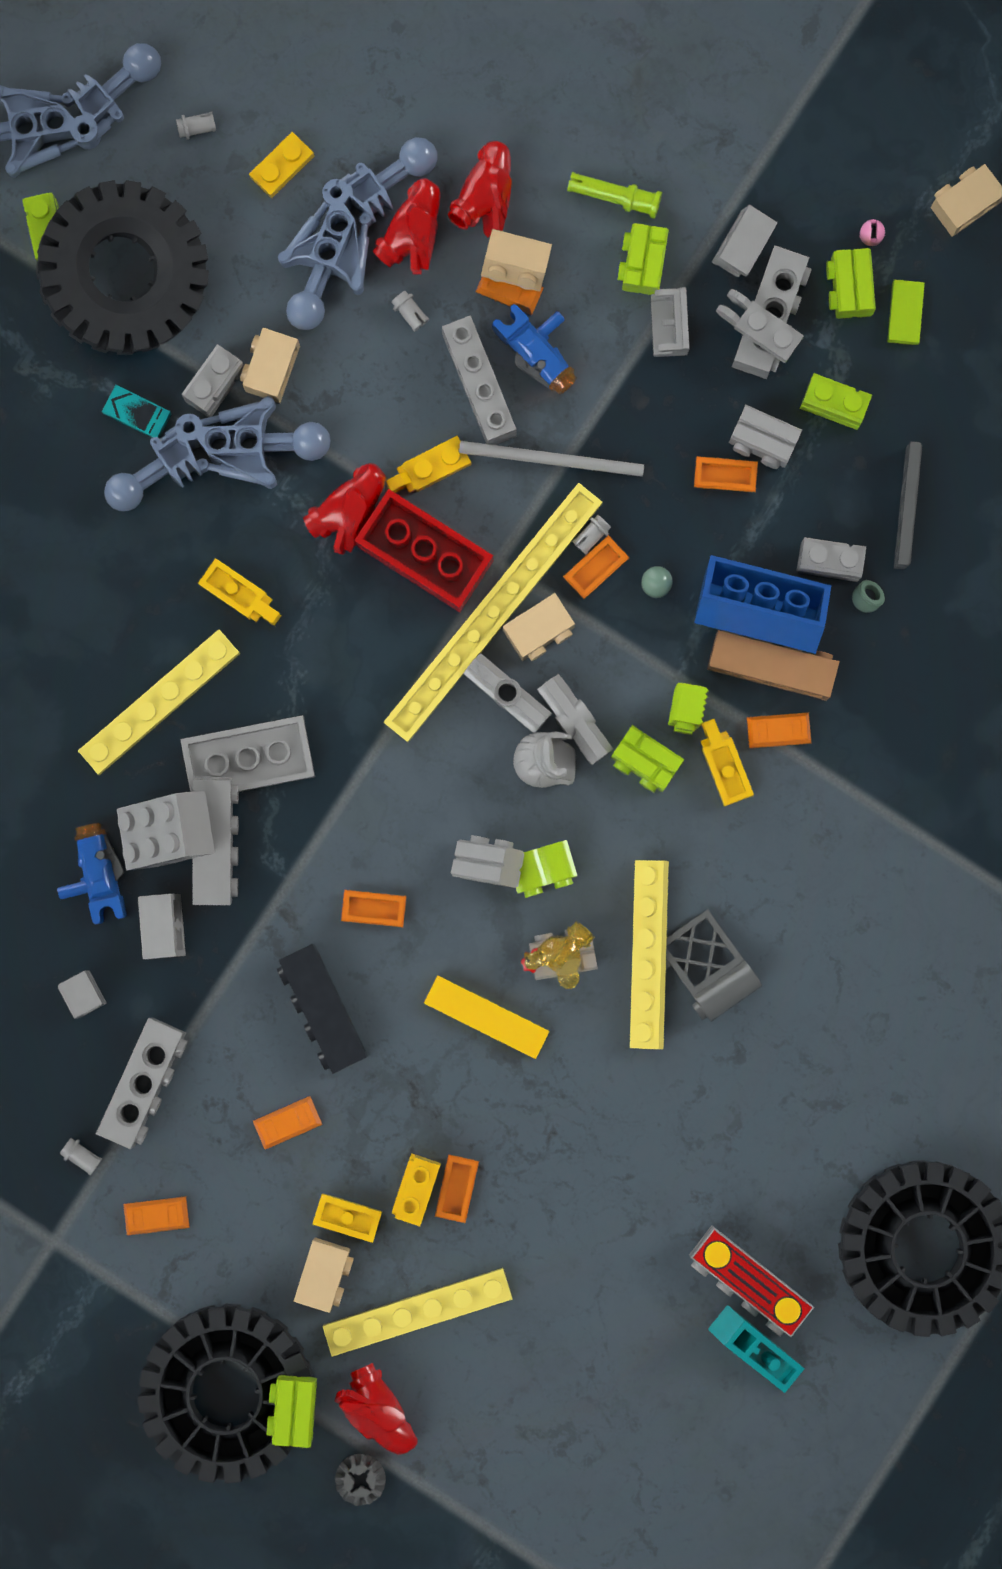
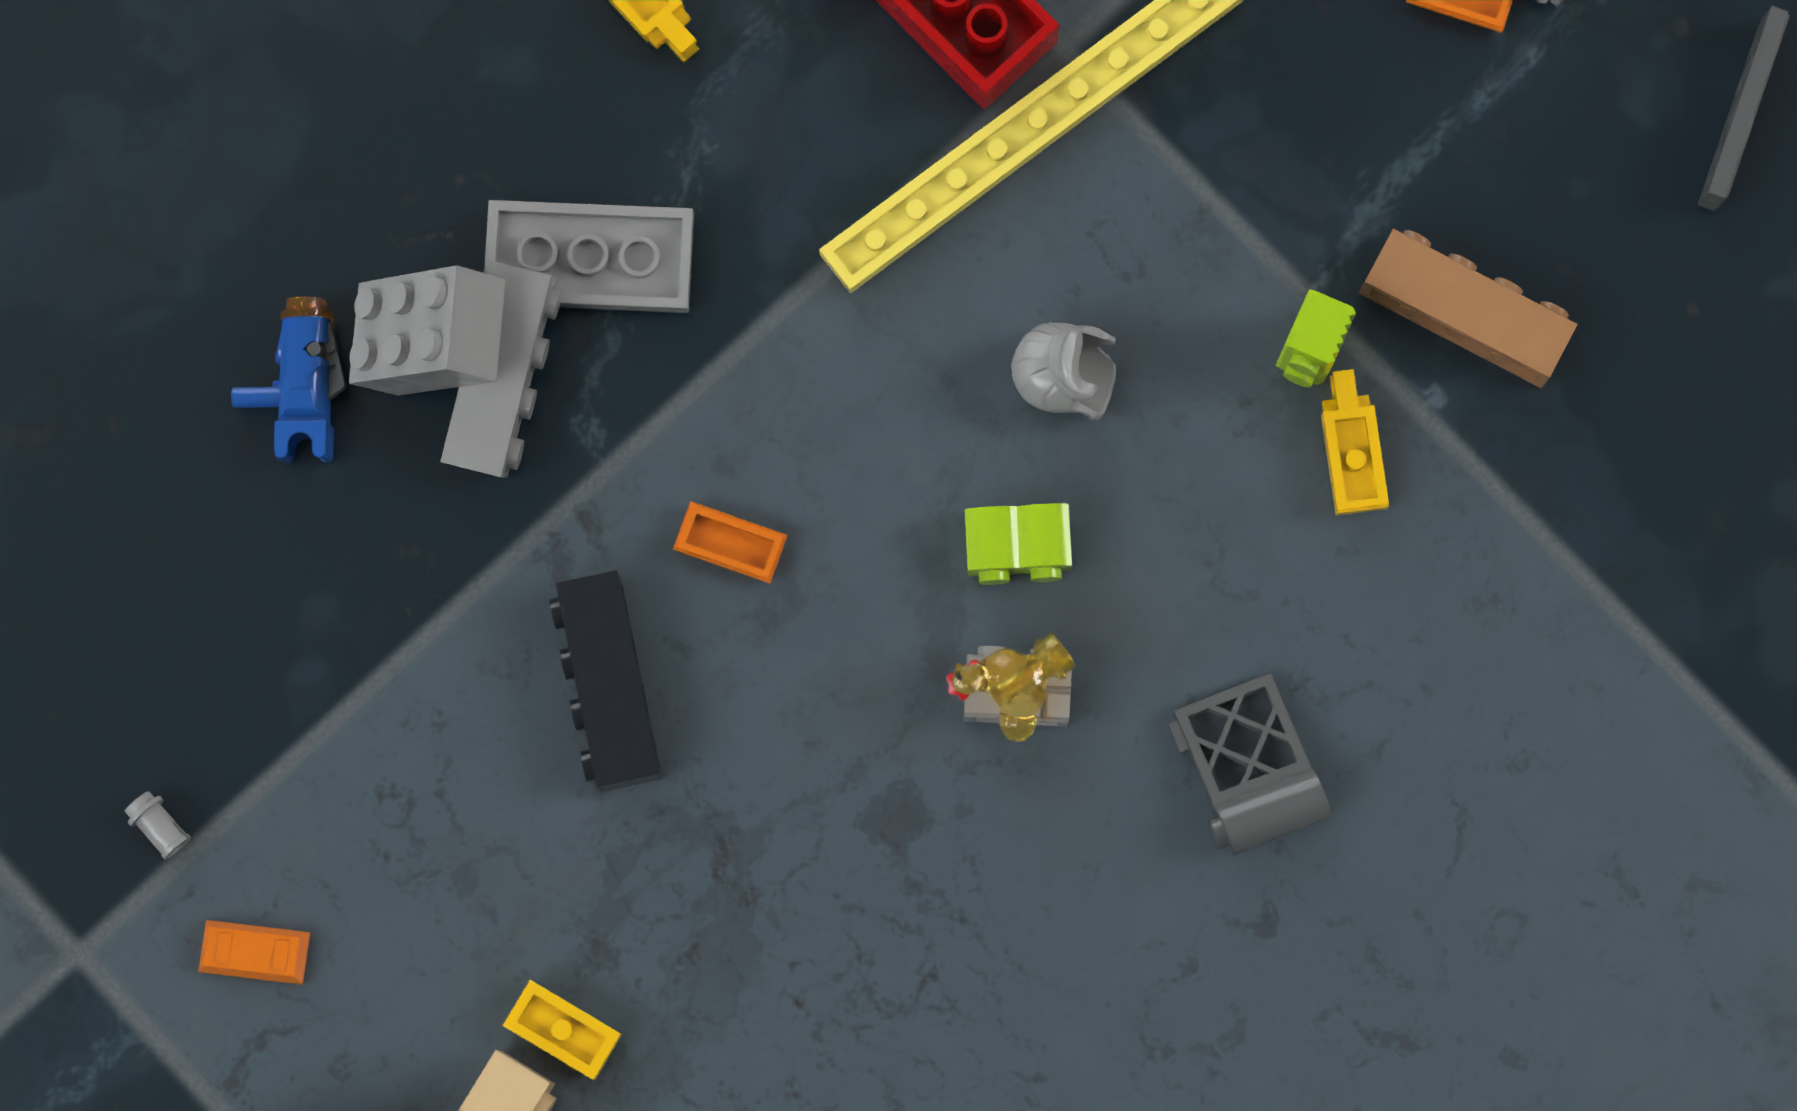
camera: 15 degrees right, 5 degrees down
(81, 994) = (227, 565): light grey panel -> none
(114, 1124) = (257, 739): light grey brick -> none
(159, 702) = (470, 137): light yellow plate -> none
(161, 926) = (383, 487): light grey hinge -> none
(287, 1122) = (504, 853): orange tile -> none
(415, 1189) = (683, 1009): yellow window -> none
(456, 1188) = (752, 1026): orange tile -> none
(486, 1017) = (869, 760): yellow tile -> none
(487, 862) = (932, 508): light grey brick -> none
(492, 679) = (1011, 225): light grey piece -> none
(539, 627) = (1105, 161): tan brick -> none
(575, 719) = (1129, 317): light grey piece -> none
(591, 534) = (1224, 36): light grey pin -> none
(596, 567) = (1219, 89): orange tile -> none
(646, 759) = (1227, 409): lime brick -> none
(649, 954) = (1157, 723): light yellow plate -> none
(657, 582) = (1311, 136): sand green piece -> none
(763, 604) = (1475, 205): blue brick -> none
(779, 730) = (1453, 416): orange tile -> none
(831, 559) = (1600, 163): light grey brick -> none
(862, 601) = (1637, 245): sand green piece -> none

